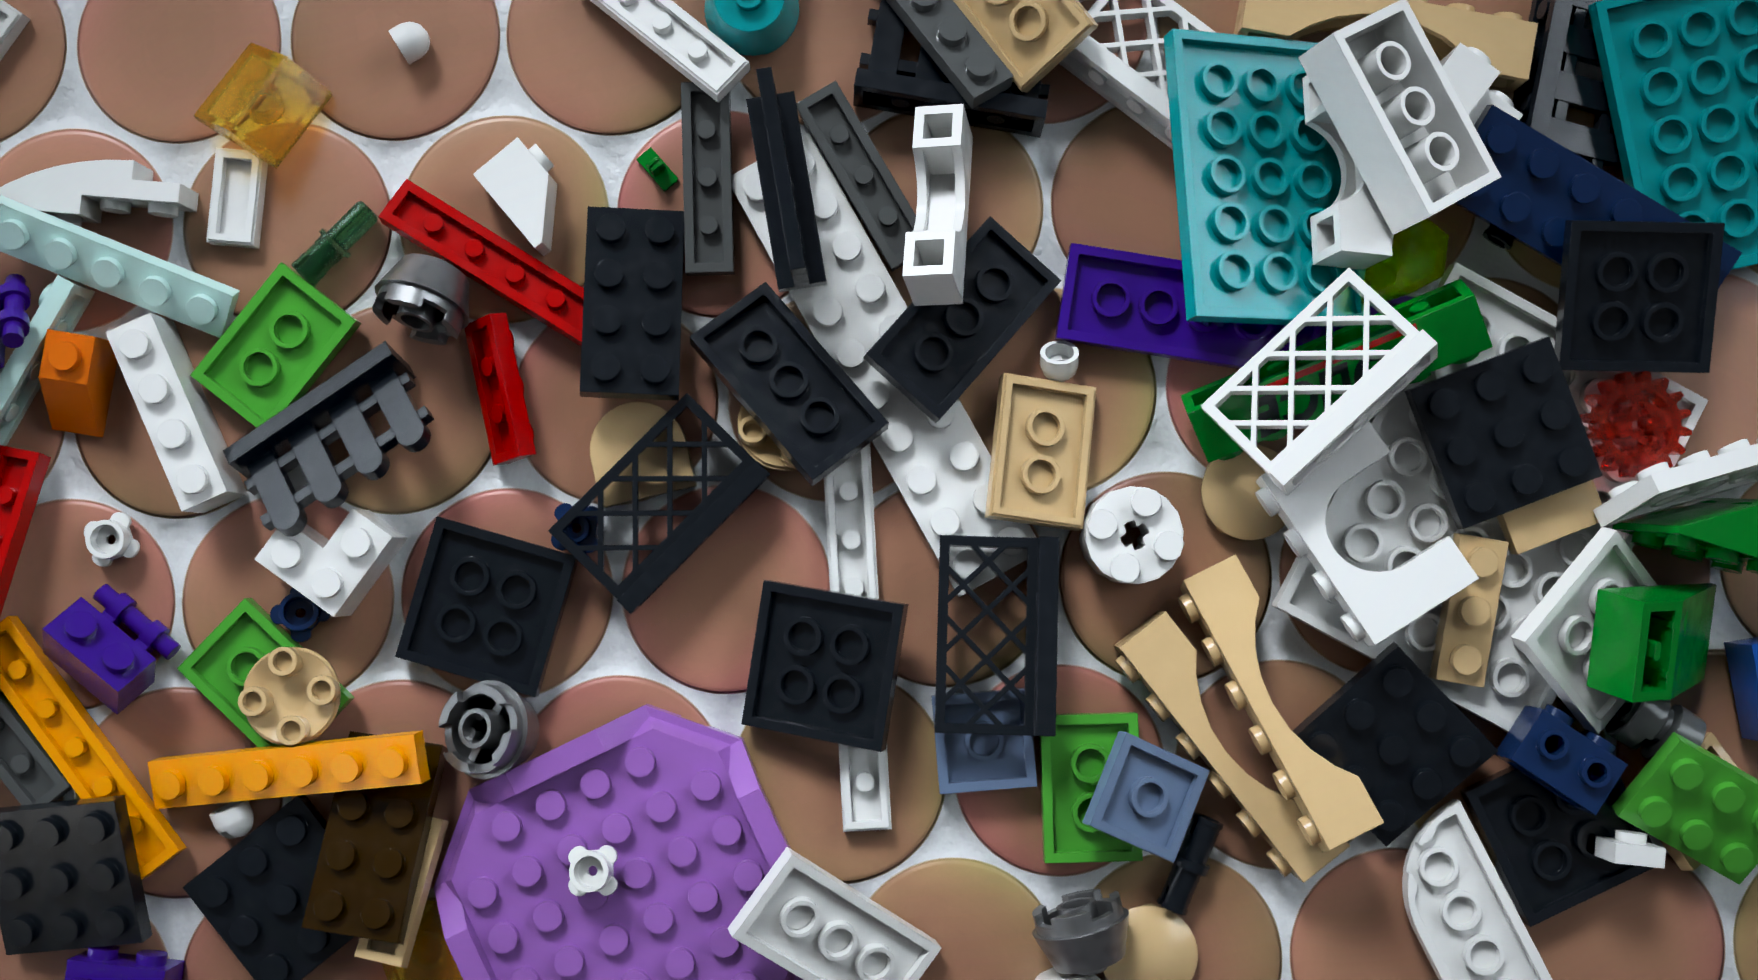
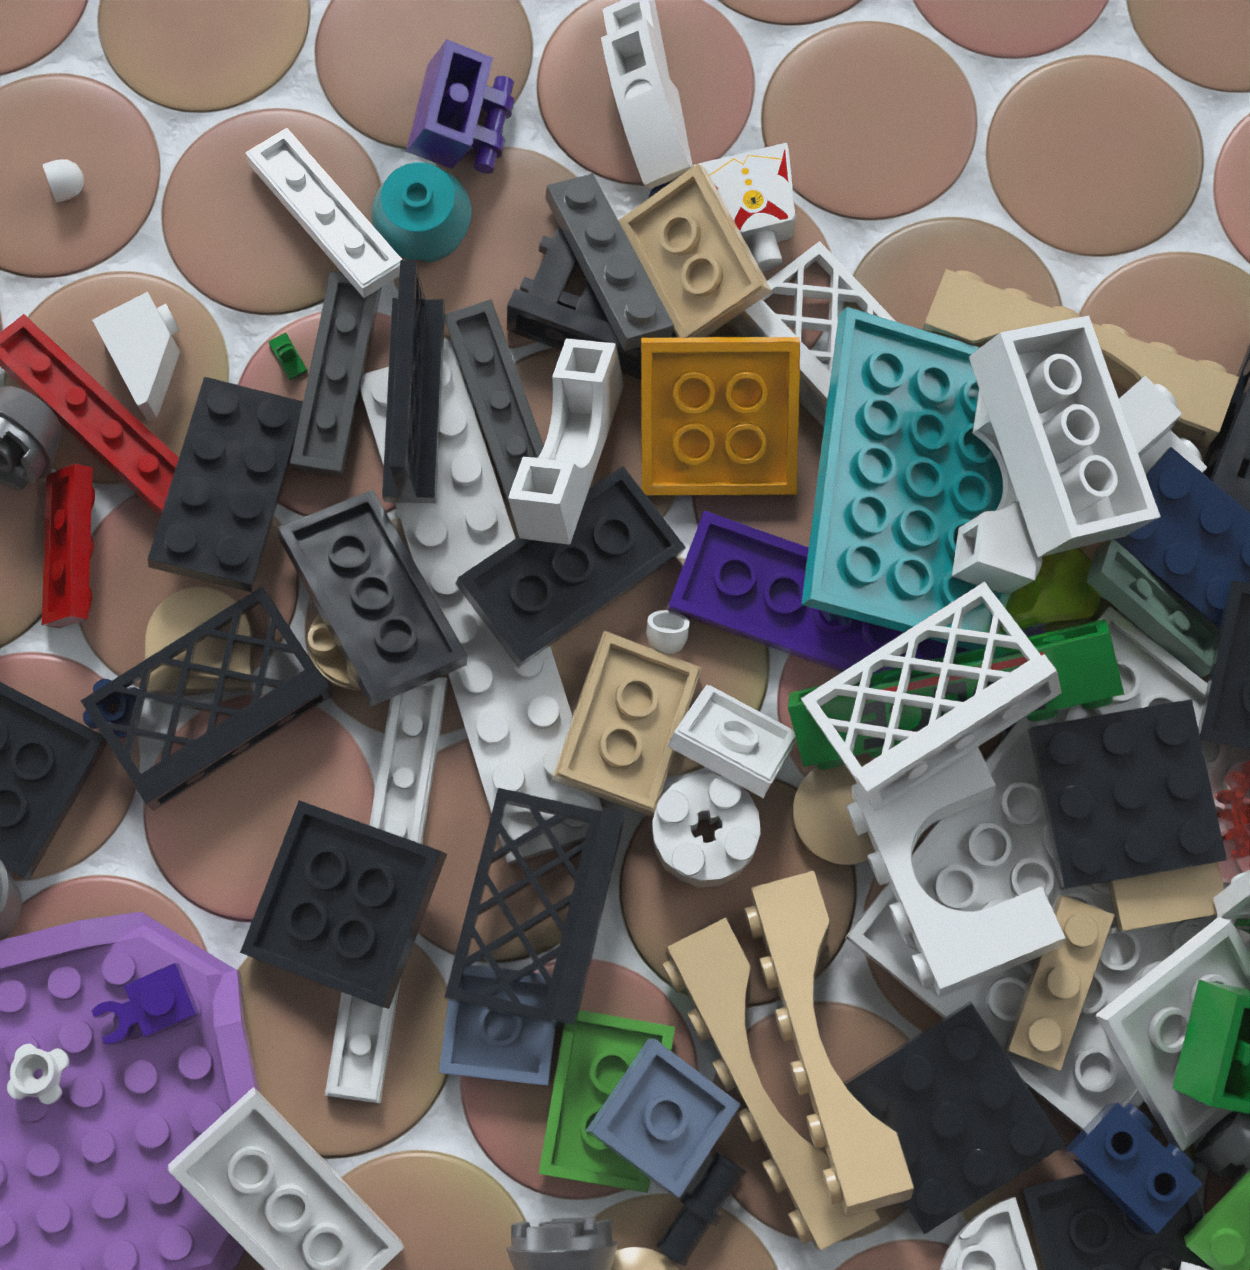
camera: 10 degrees right, 10 degrees down
(680, 788) = (154, 1004): none -> dark purple plate
(1071, 152) = (720, 415): none -> light orange plate
(1142, 451) = (733, 740): none -> white tile
(1497, 256) = (1153, 607): none -> sand green plate

